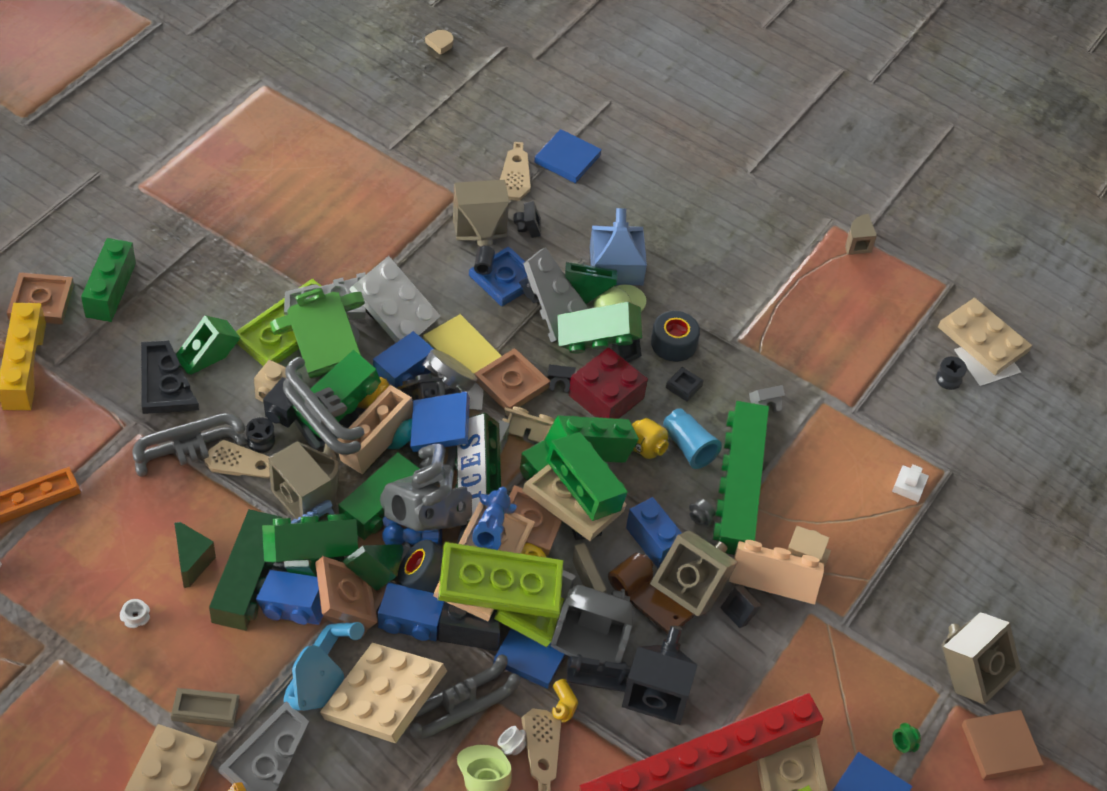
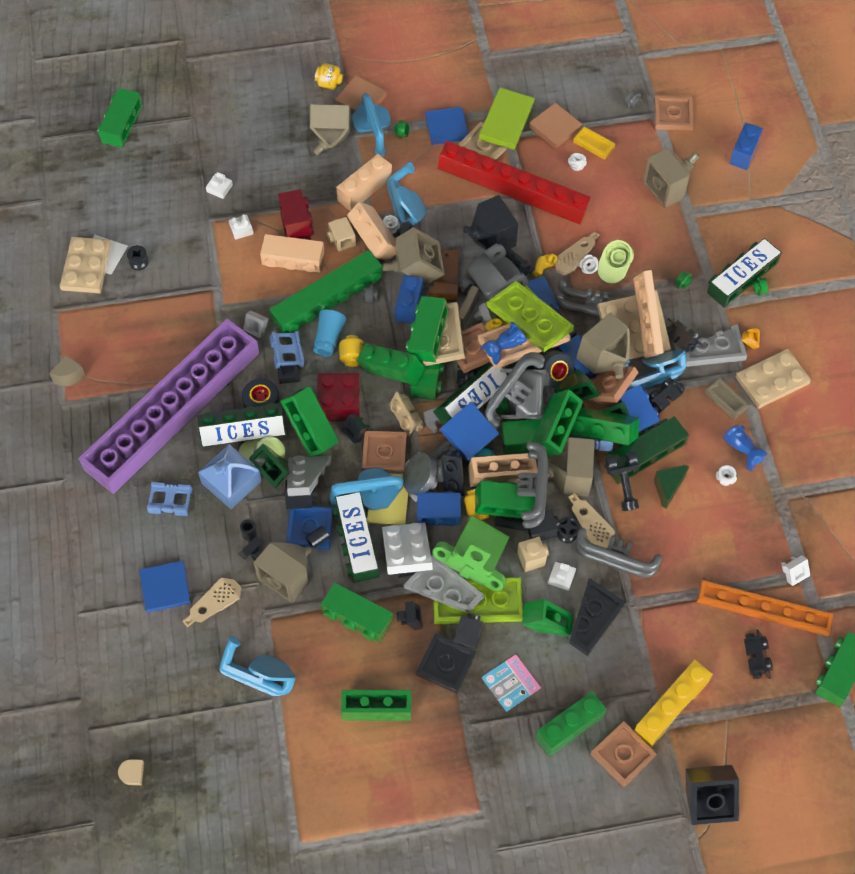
camera: 130 degrees left, 10 degrees up
(146, 655) = (741, 441): none -> blue animal
(197, 287) = (511, 682): none -> sticker
(229, 395) = (562, 576): none -> white tile
(244, 511) = (631, 457): none -> black bar
(268, 254) = (446, 663): none -> black plate
(270, 283) = (469, 630): none -> black brick
(284, 639) = (669, 388): none -> black hinge
(294, 181) = (376, 705): none -> green brick
(317, 733) = (688, 339): none -> black hinge
(334, 264) = (411, 616): none -> black tile
(358, 490) = (558, 421): none -> green brick
(369, 676) = (648, 314): none -> light nougat tile
(380, 606) = (606, 346): none -> dark tan piece
(386, 236) = (356, 613): none -> green brick
(411, 147) = (260, 672): none -> dark azure piece
(455, 290) = (356, 536): none -> brick
(478, 338) = (376, 488): none -> dark azure piece
(551, 232) = (248, 535): none -> black hinge
(653, 218) = (168, 506): none -> medium blue piece
(667, 290) = (241, 424): none -> brick
(704, 402) = (279, 349): none -> medium blue piece
(741, 273) = (169, 406): none -> medium lavender brick
(778, 602) = (391, 220): none -> white plate
(783, 637) = (405, 199): none -> dark azure piece
(824, 489) = (292, 253): none -> light nougat brick
(858, 627) = (364, 182): none -> light nougat brick
(865, 514) = (295, 215): none -> dark red brick
(953, 714) = (372, 118): none -> dark azure piece
(988, 507) = (219, 185): none -> white tile
(1064, 728) = (328, 76): none -> yellow head

